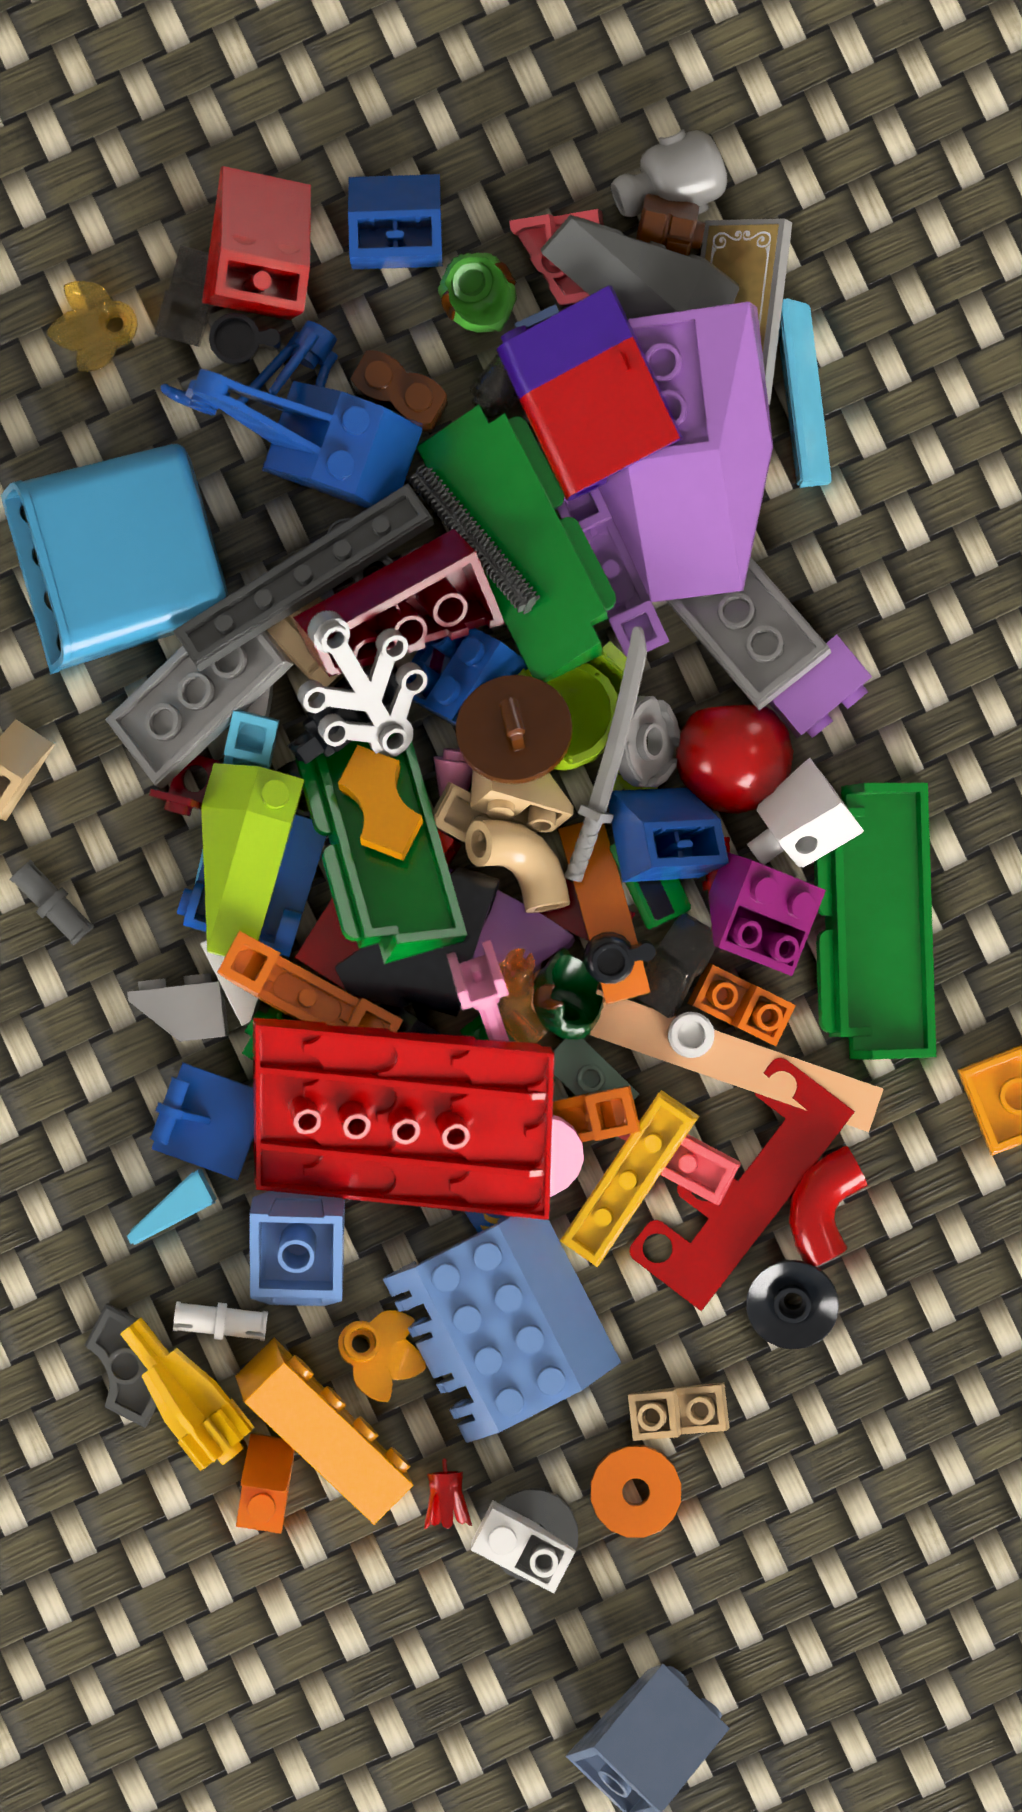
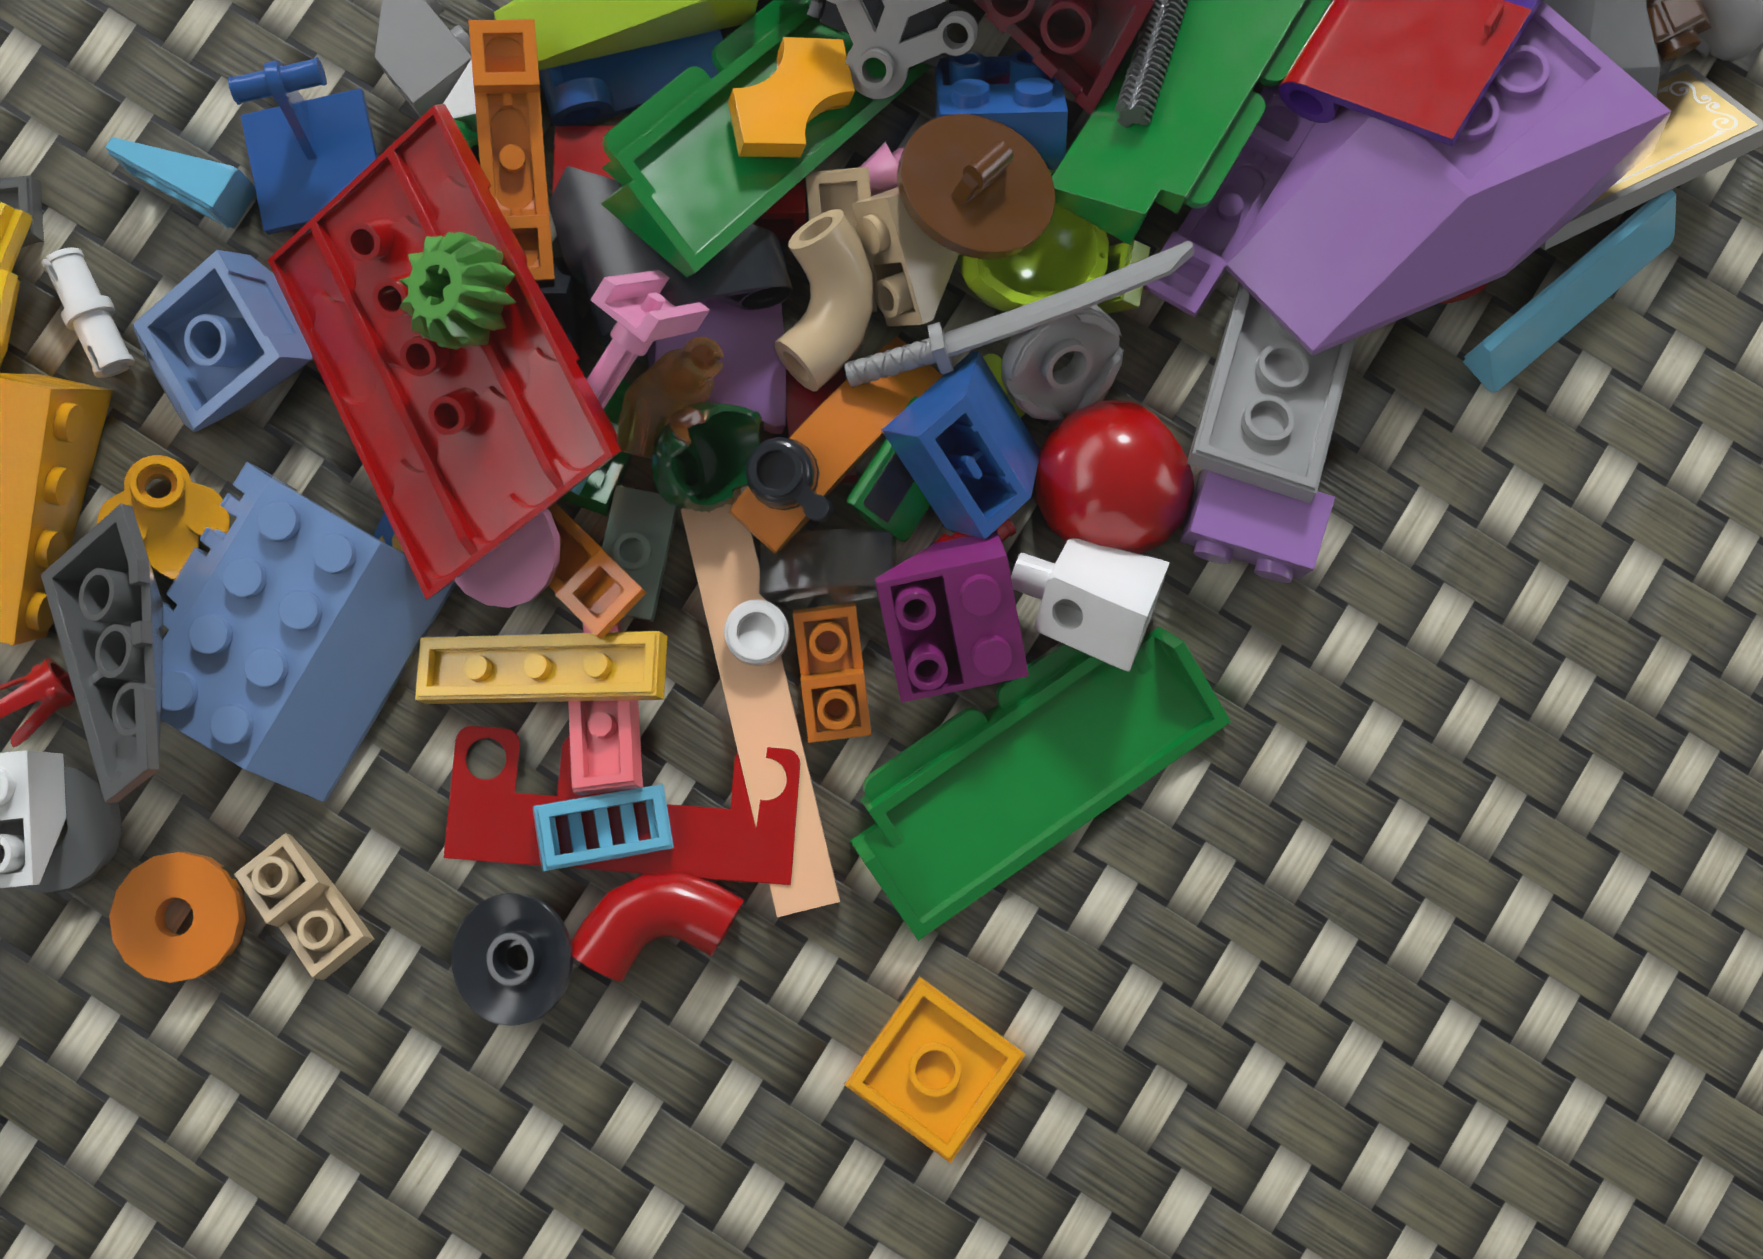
camera: 55 degrees right, 5 degrees down
(386, 1066) = (457, 290): none -> bright green gear
(454, 1419) = (112, 647): none -> dark grey wedge
(732, 1239) = (547, 835): none -> medium azure slope

